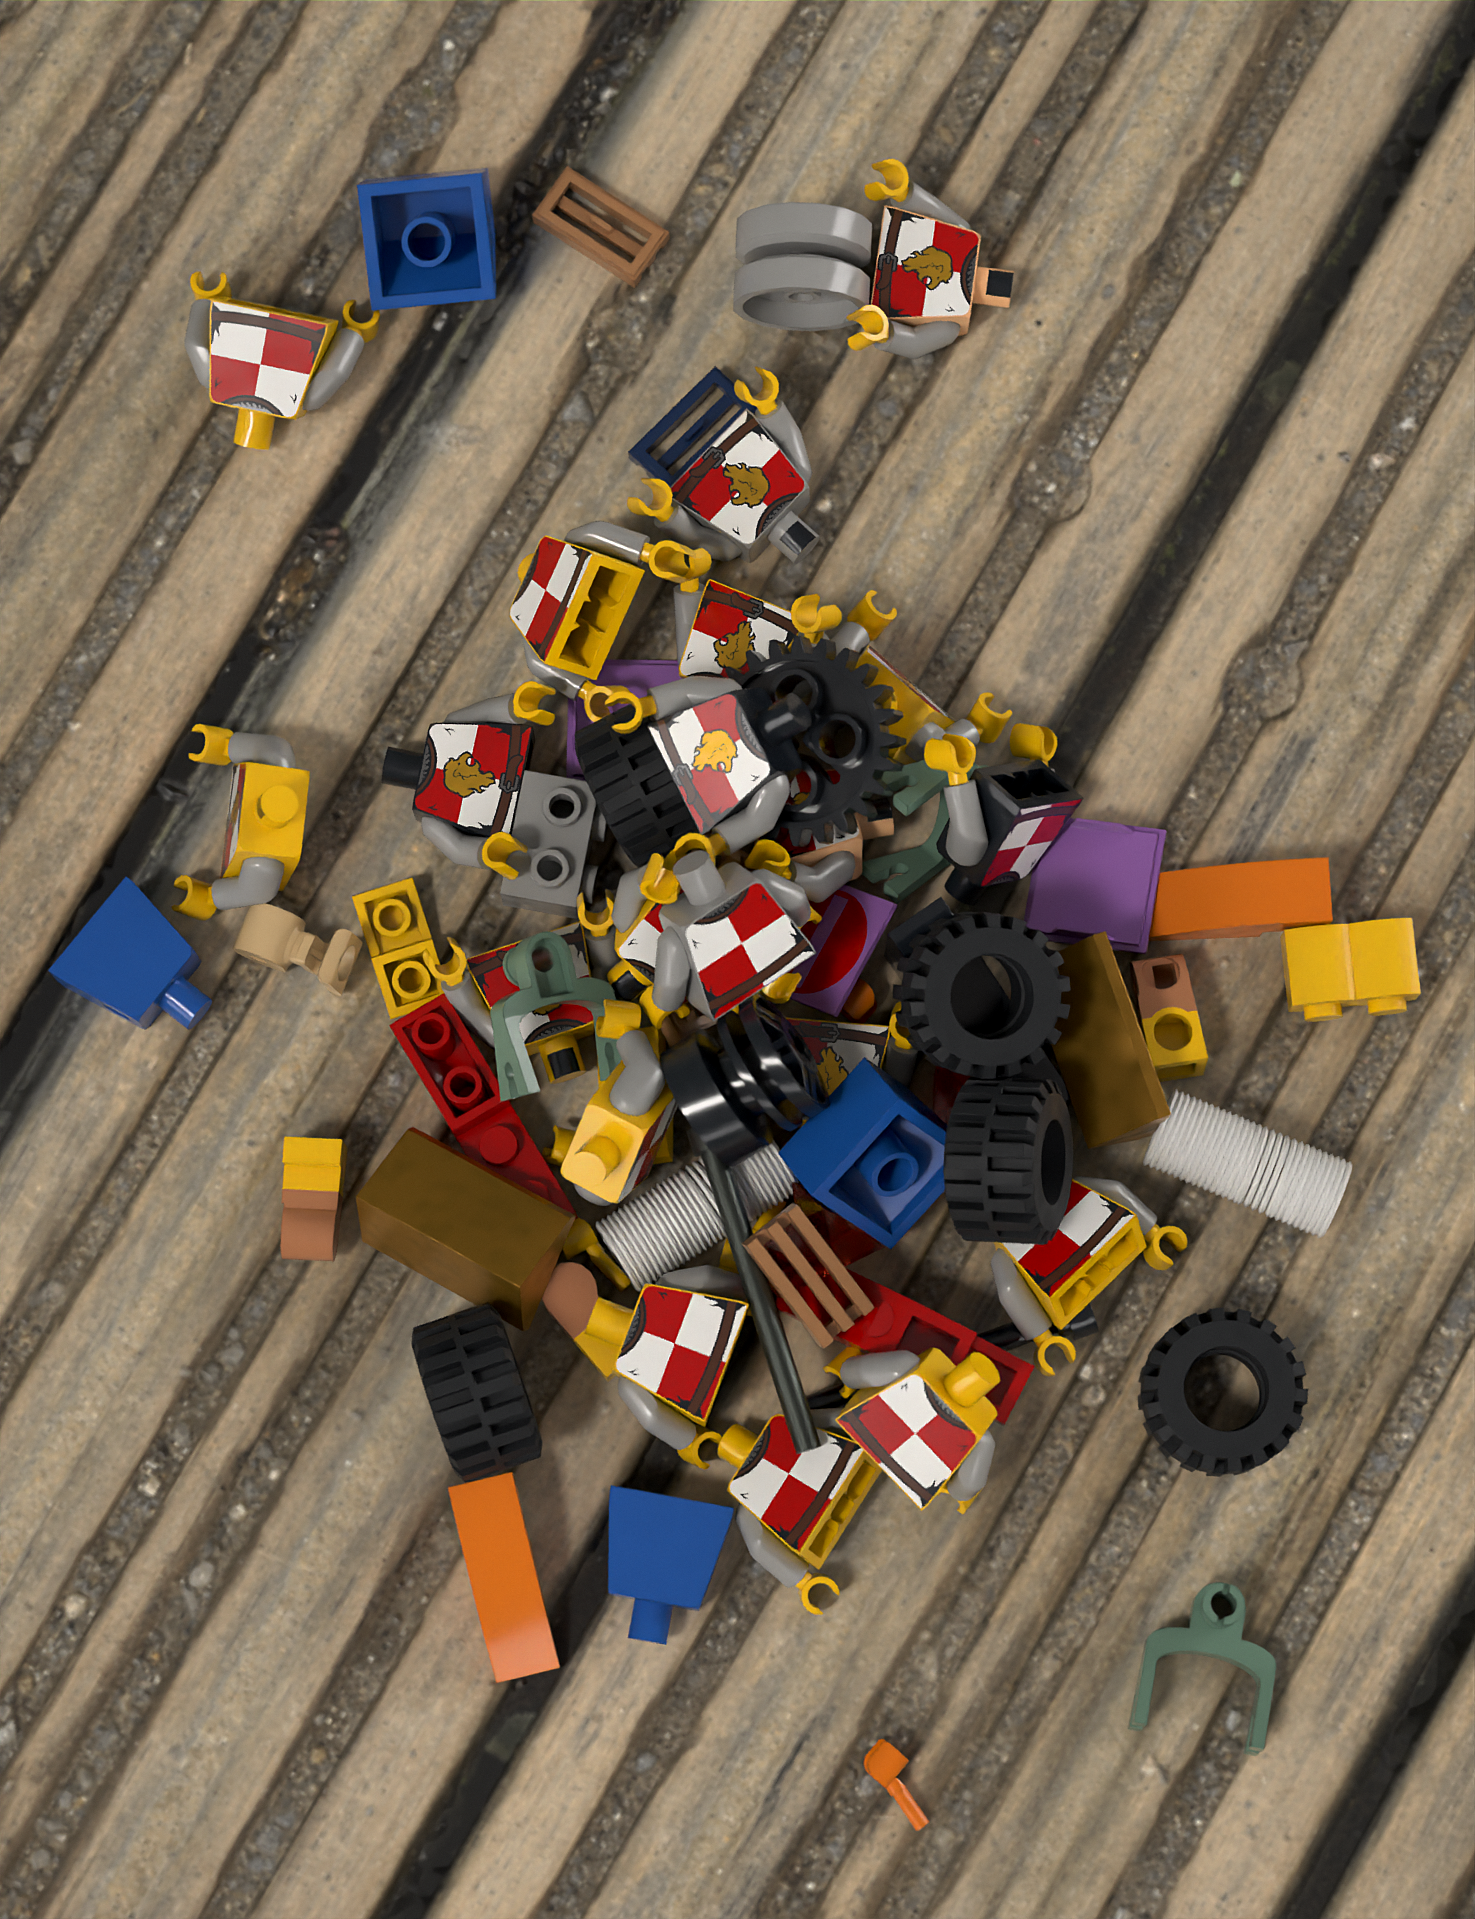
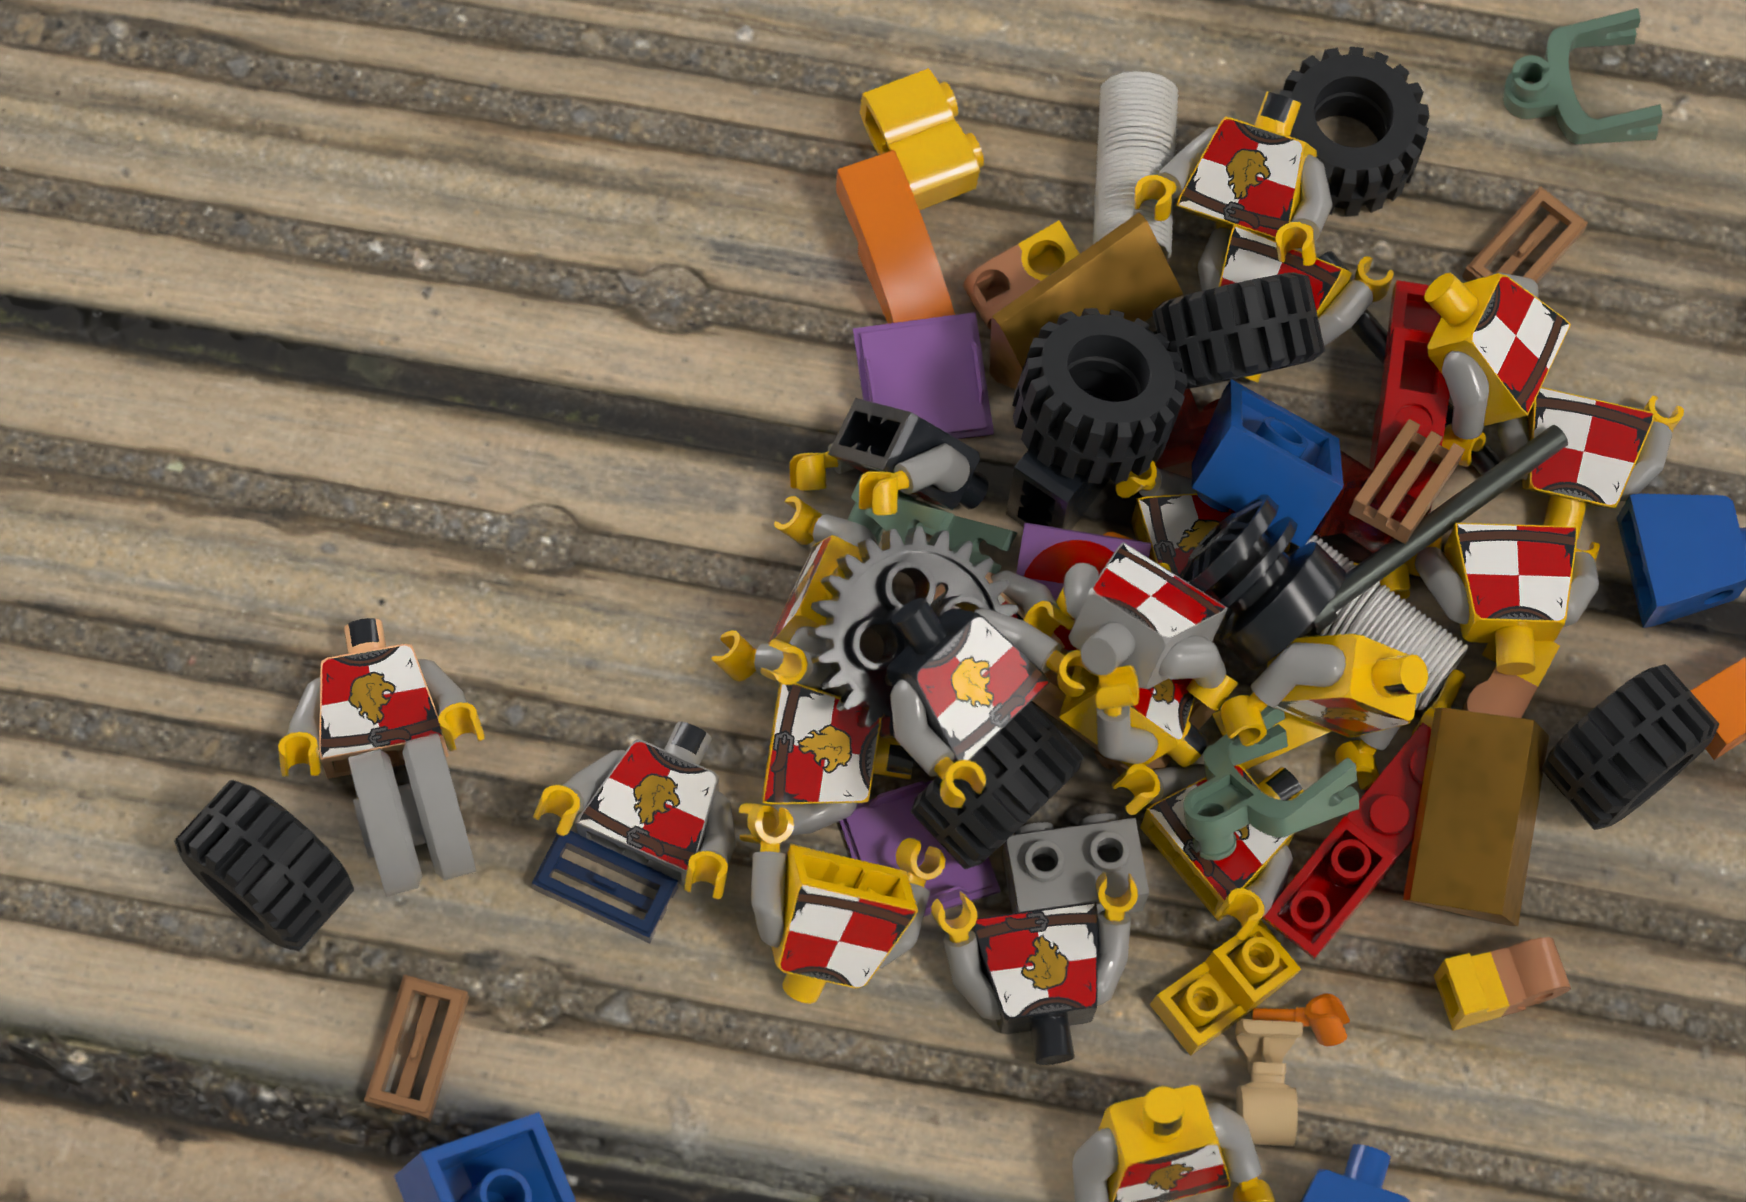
camera: 115 degrees left, 10 degrees down
(343, 1016) = (1323, 1014): none -> orange hand
(795, 124) = (264, 865): none -> black tyre
(1017, 1487) = (1558, 213): none -> medium nougat tile
(1179, 1252) = (1249, 179): none -> torso

